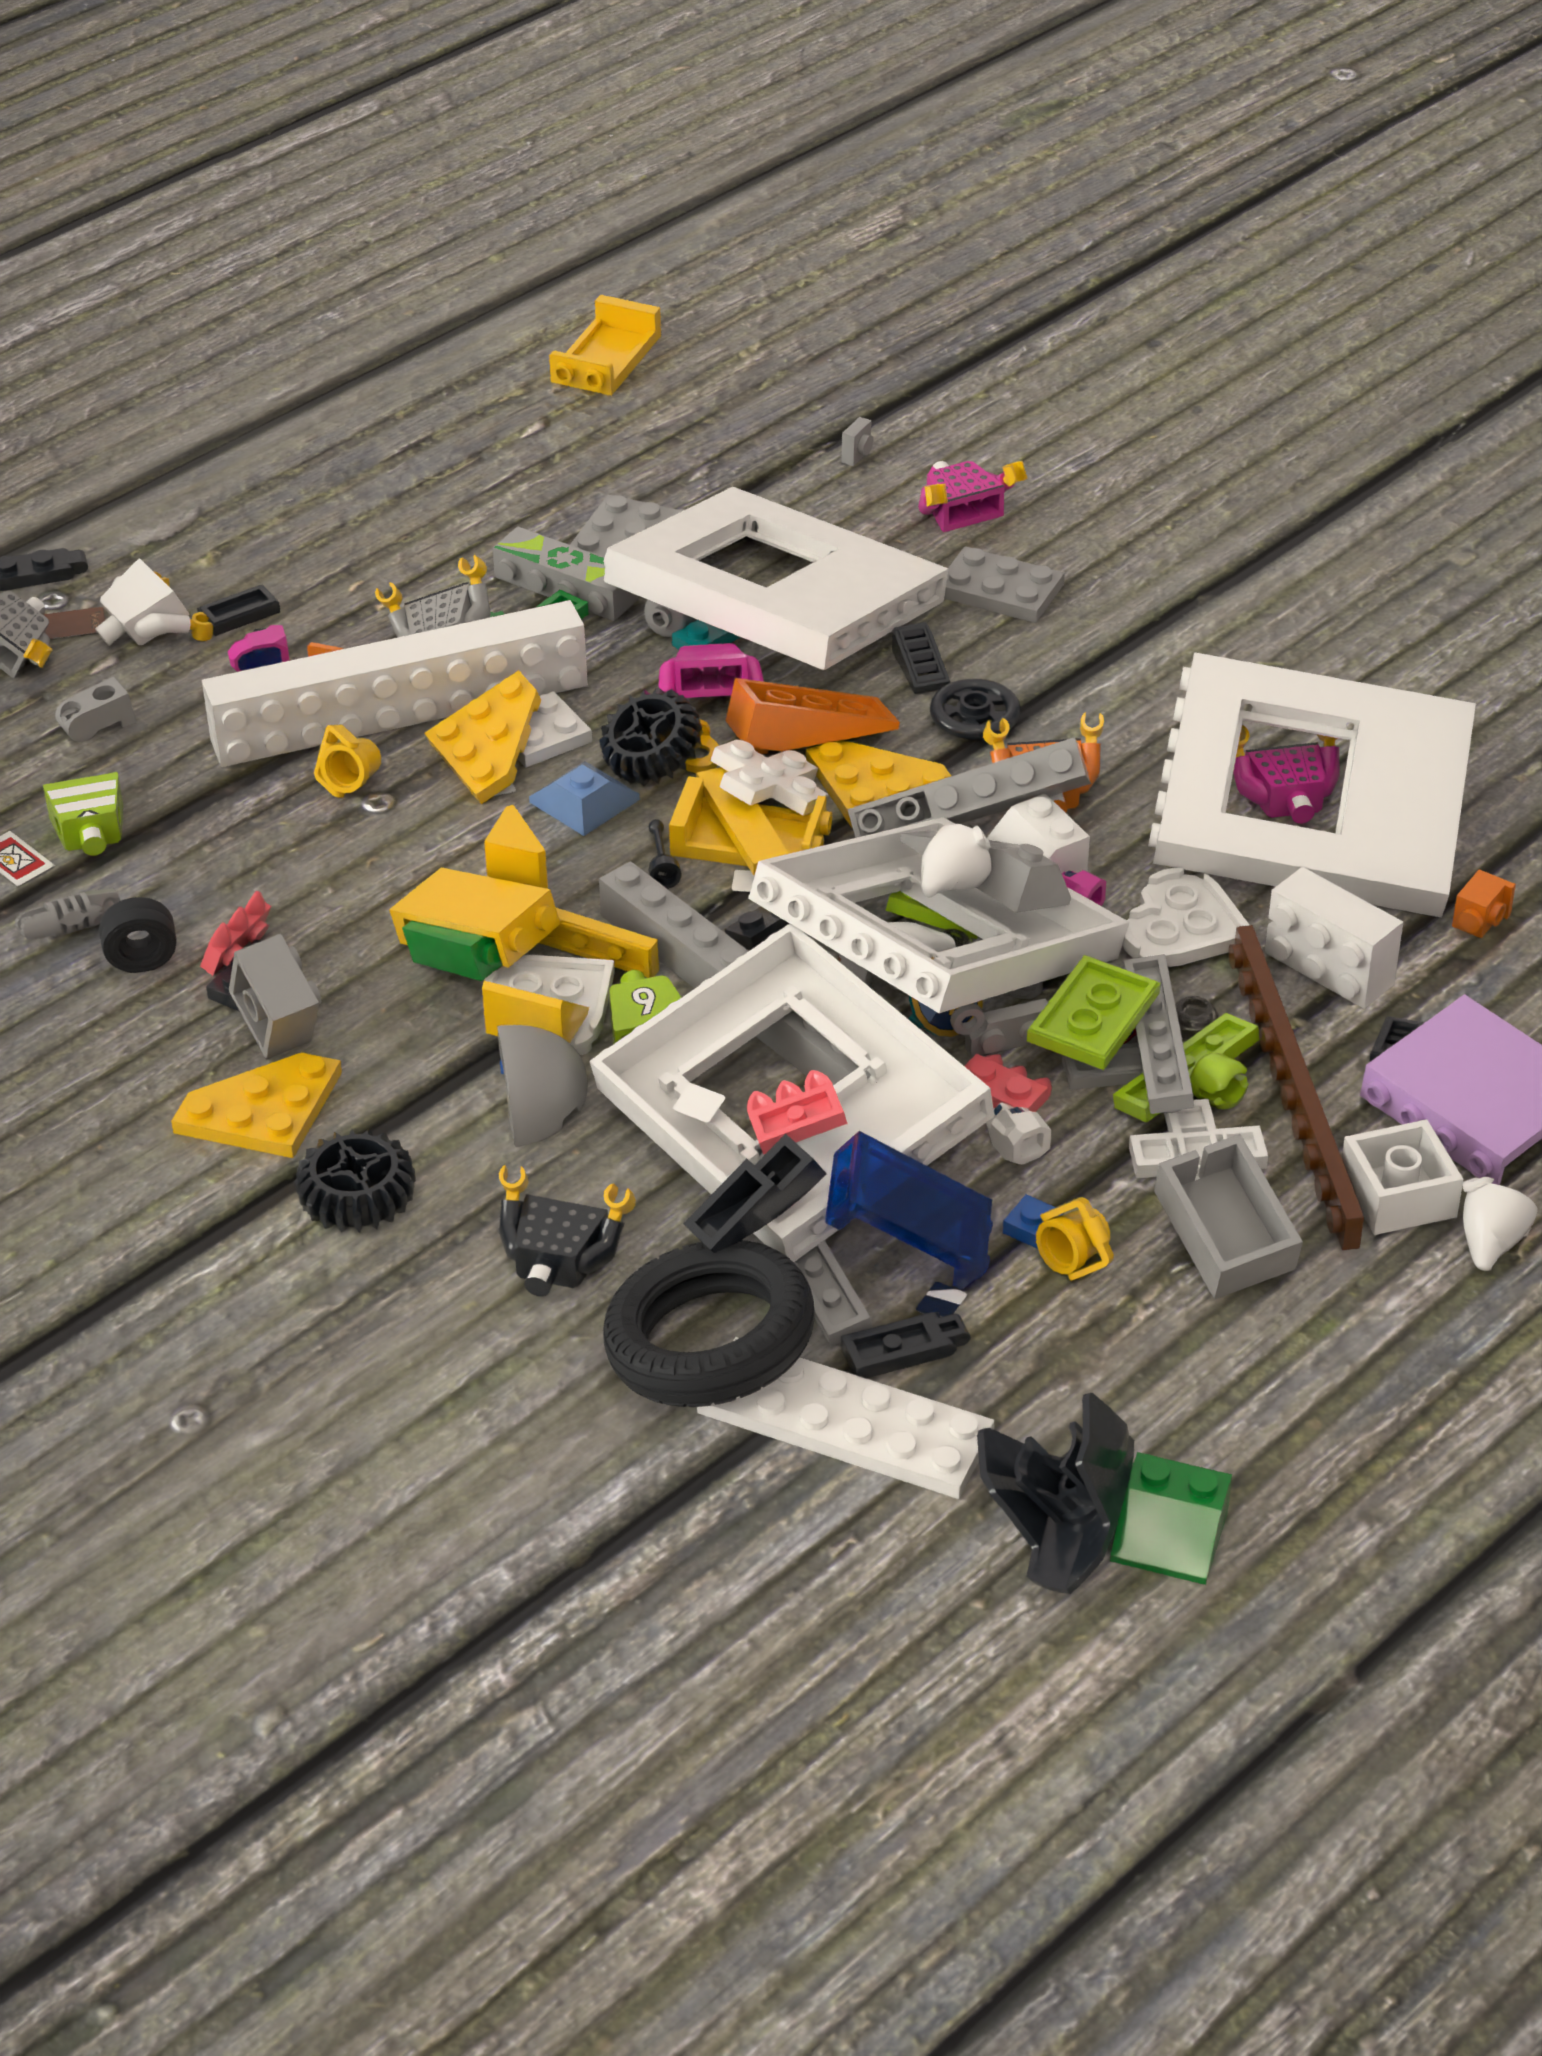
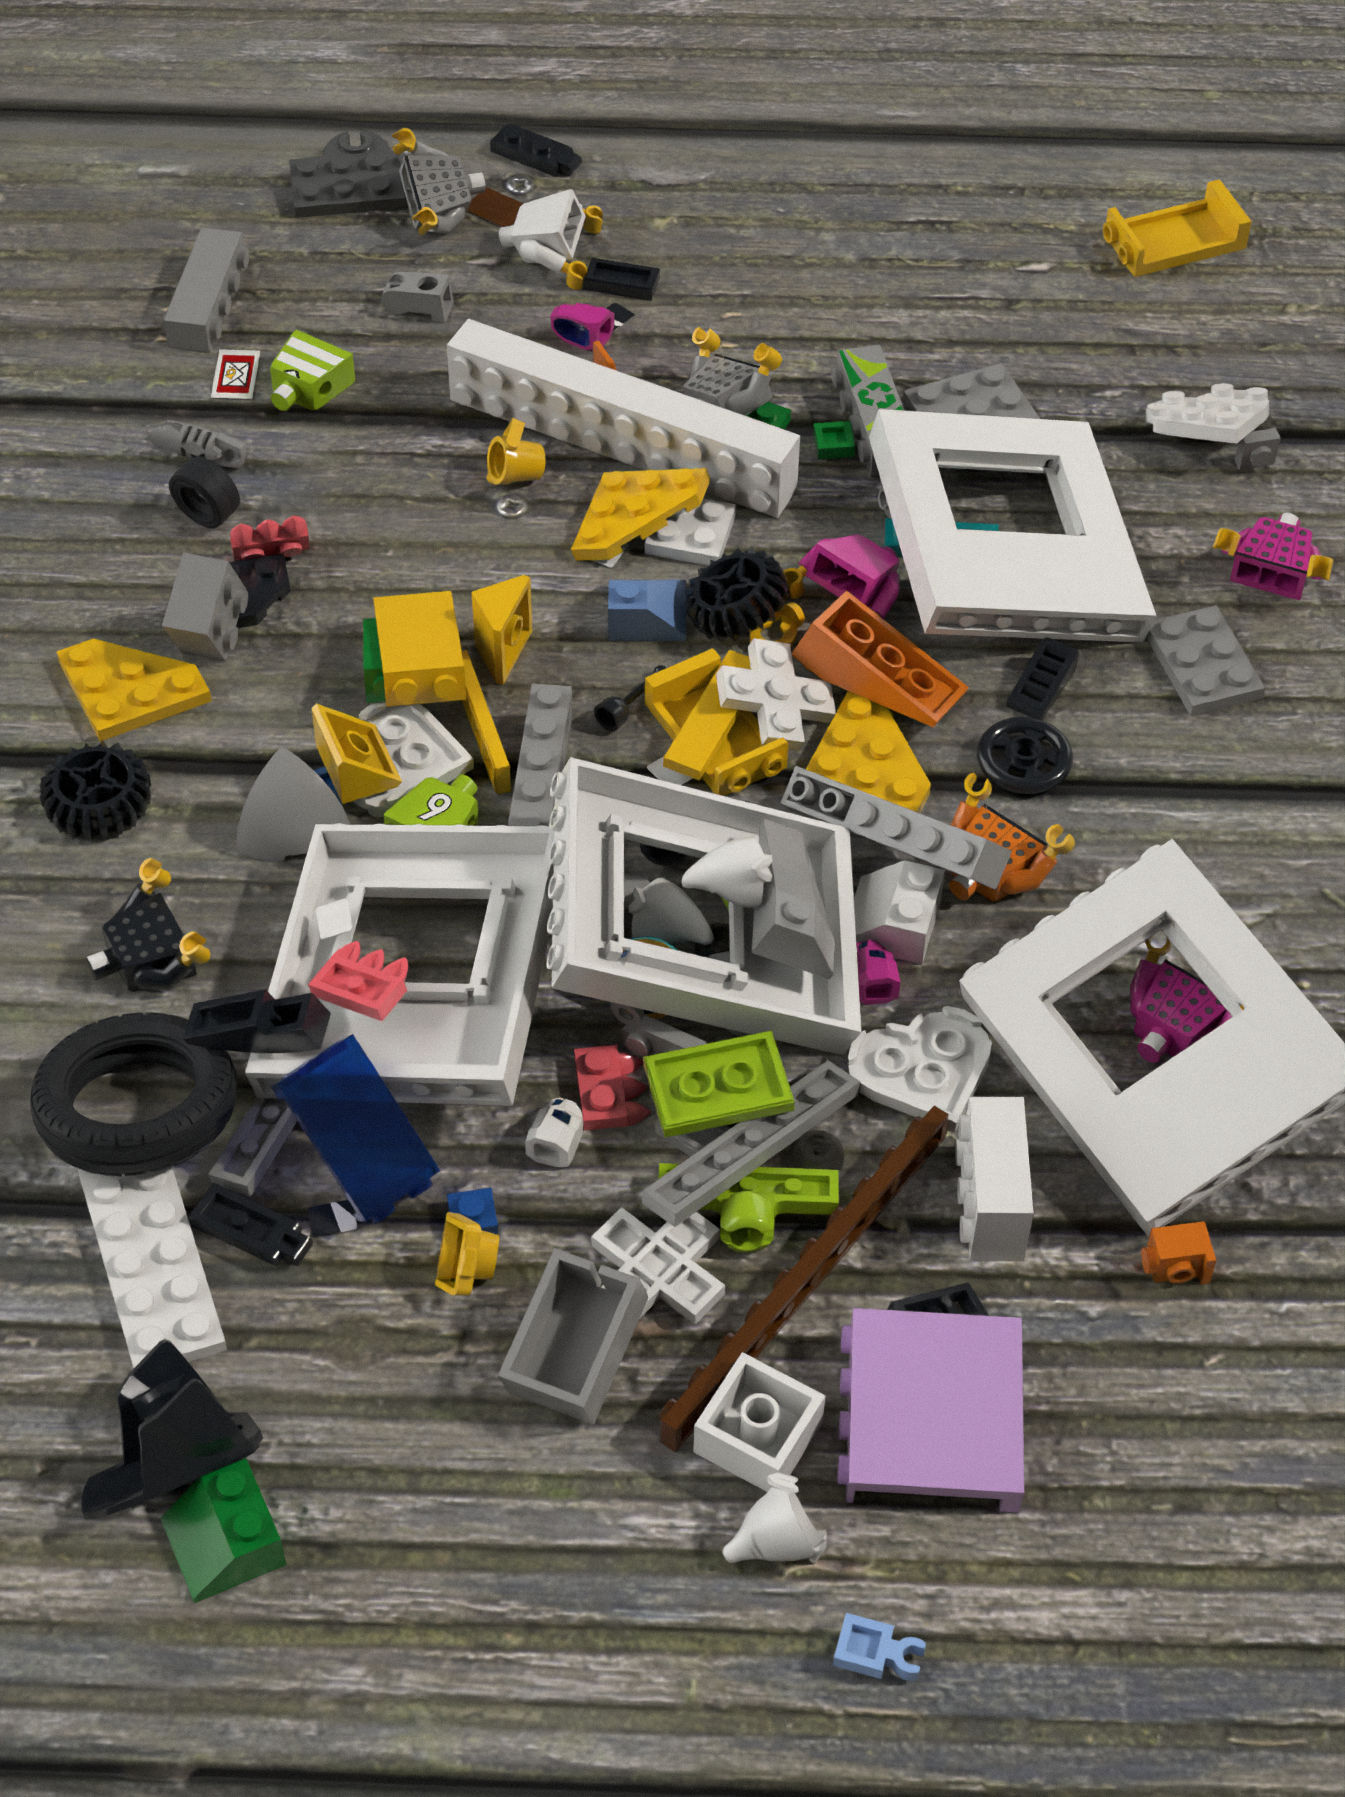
camera: 45 degrees right, 10 degrees up
(799, 437) = (1216, 416): none -> white plate

